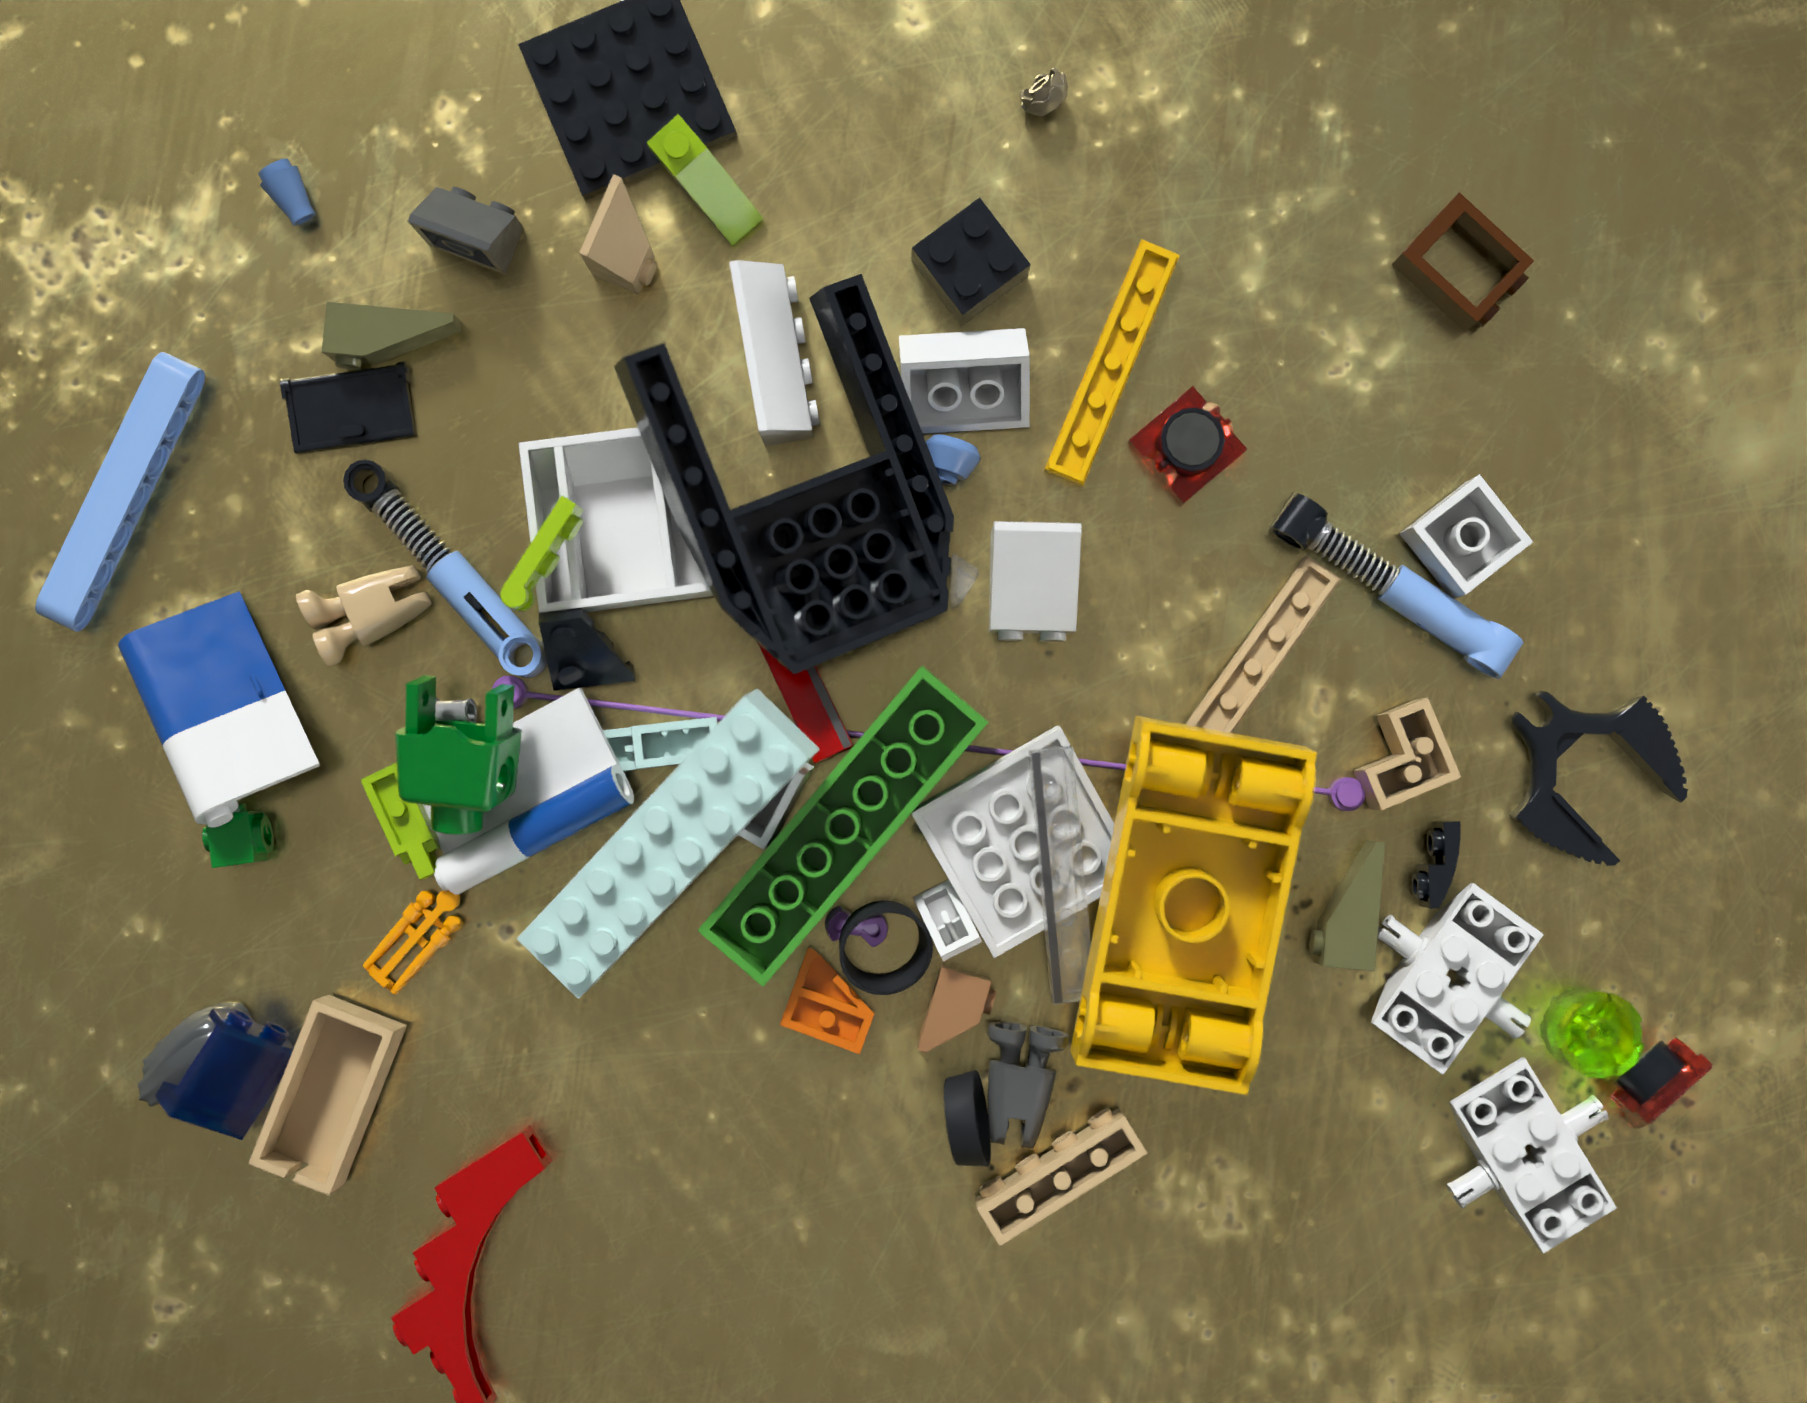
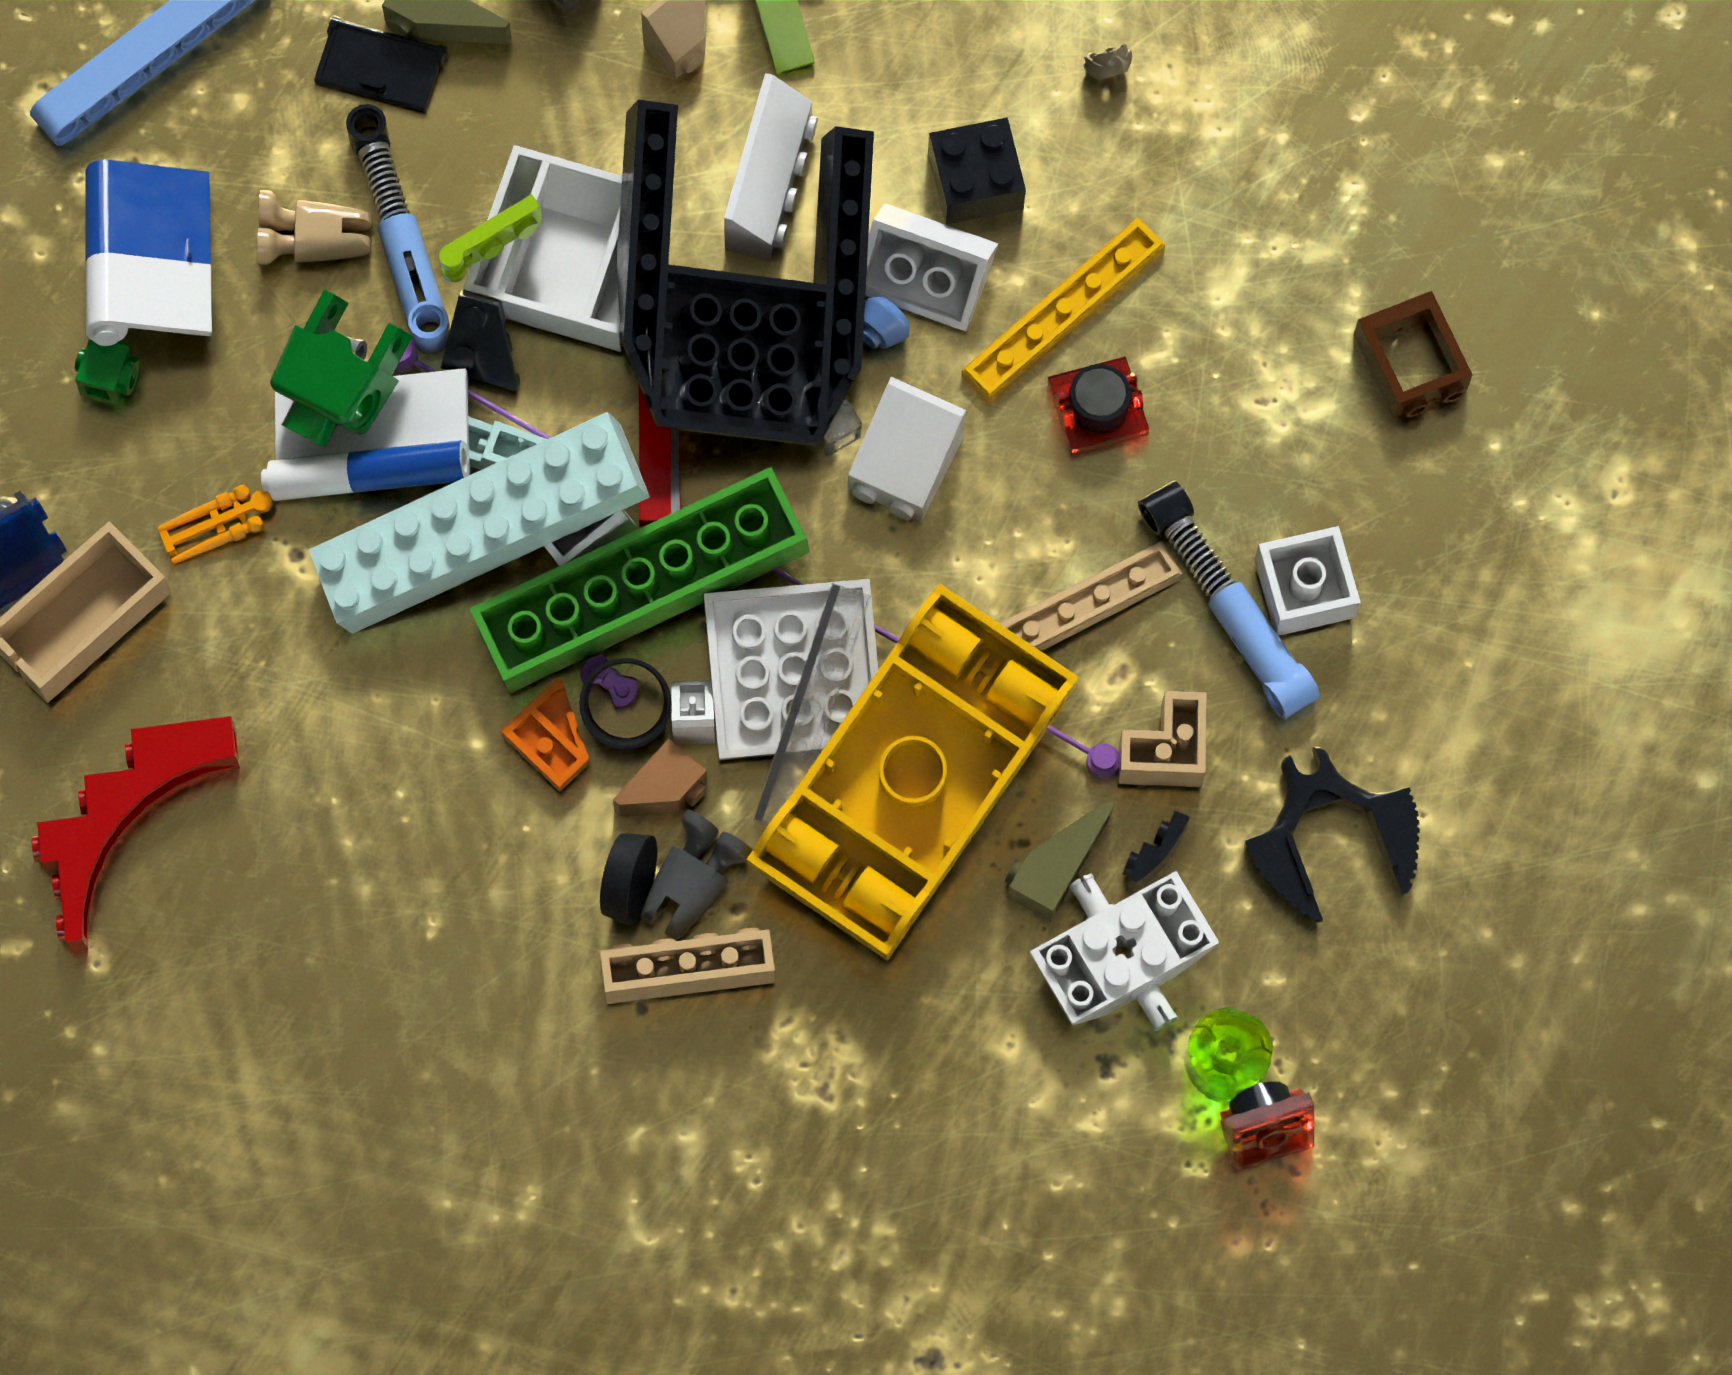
camera: 20 degrees right, 15 degrees down
(403, 823) = (256, 418): lime hinge -> none
(1552, 1187) = (1112, 1092): white slope -> none

